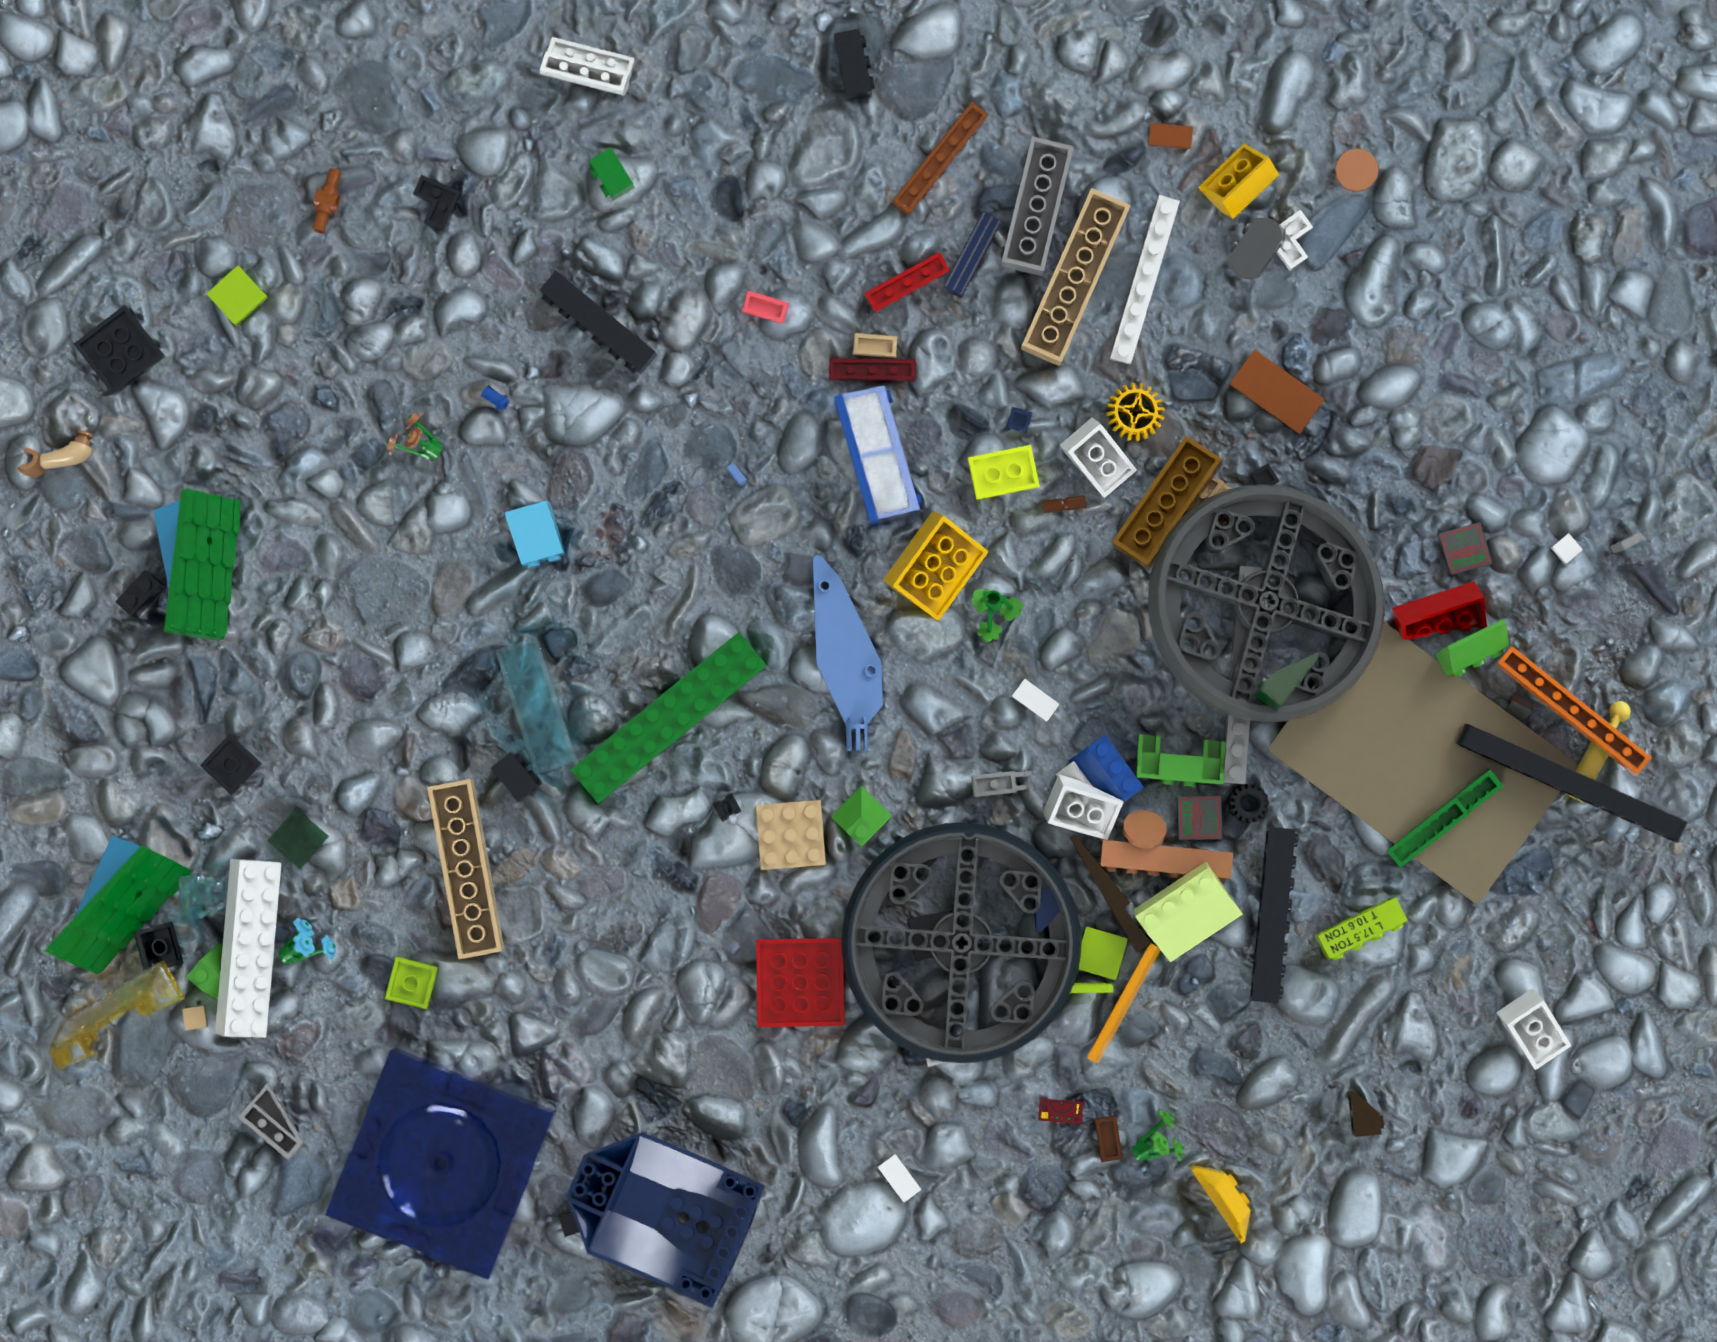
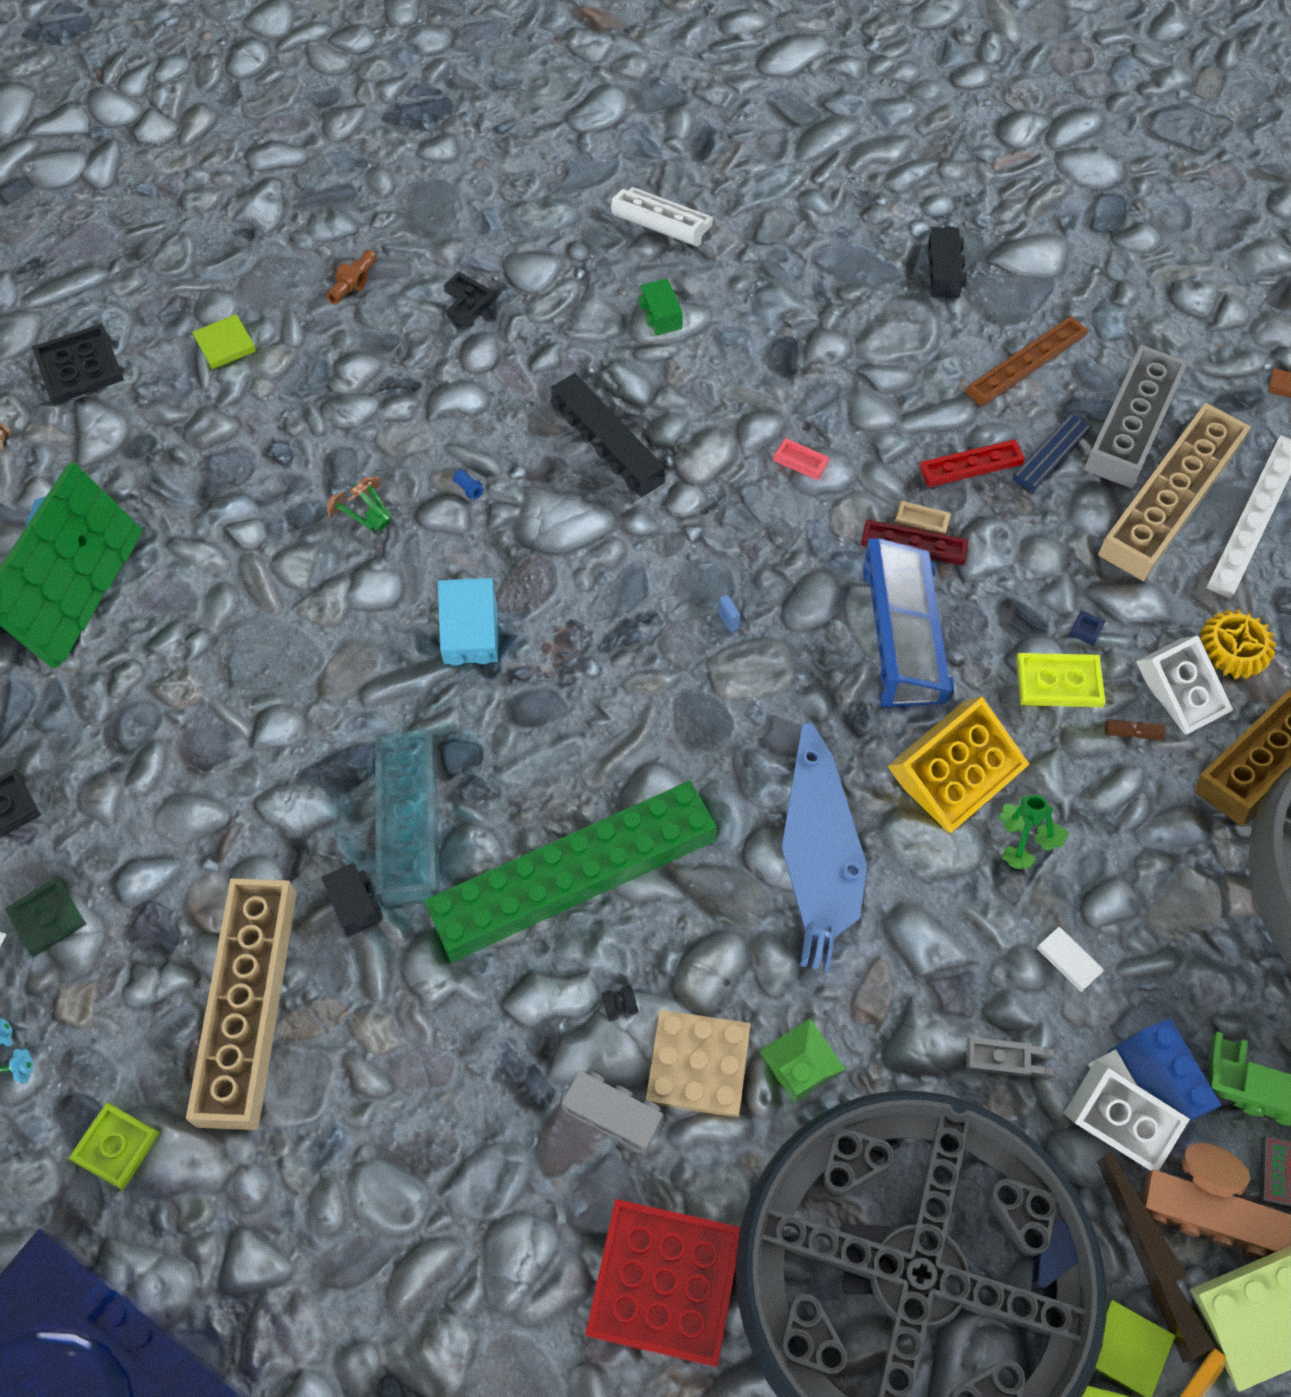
camera: 10 degrees right, 25 degrees down
(740, 882) = (613, 1111): none -> light grey brick

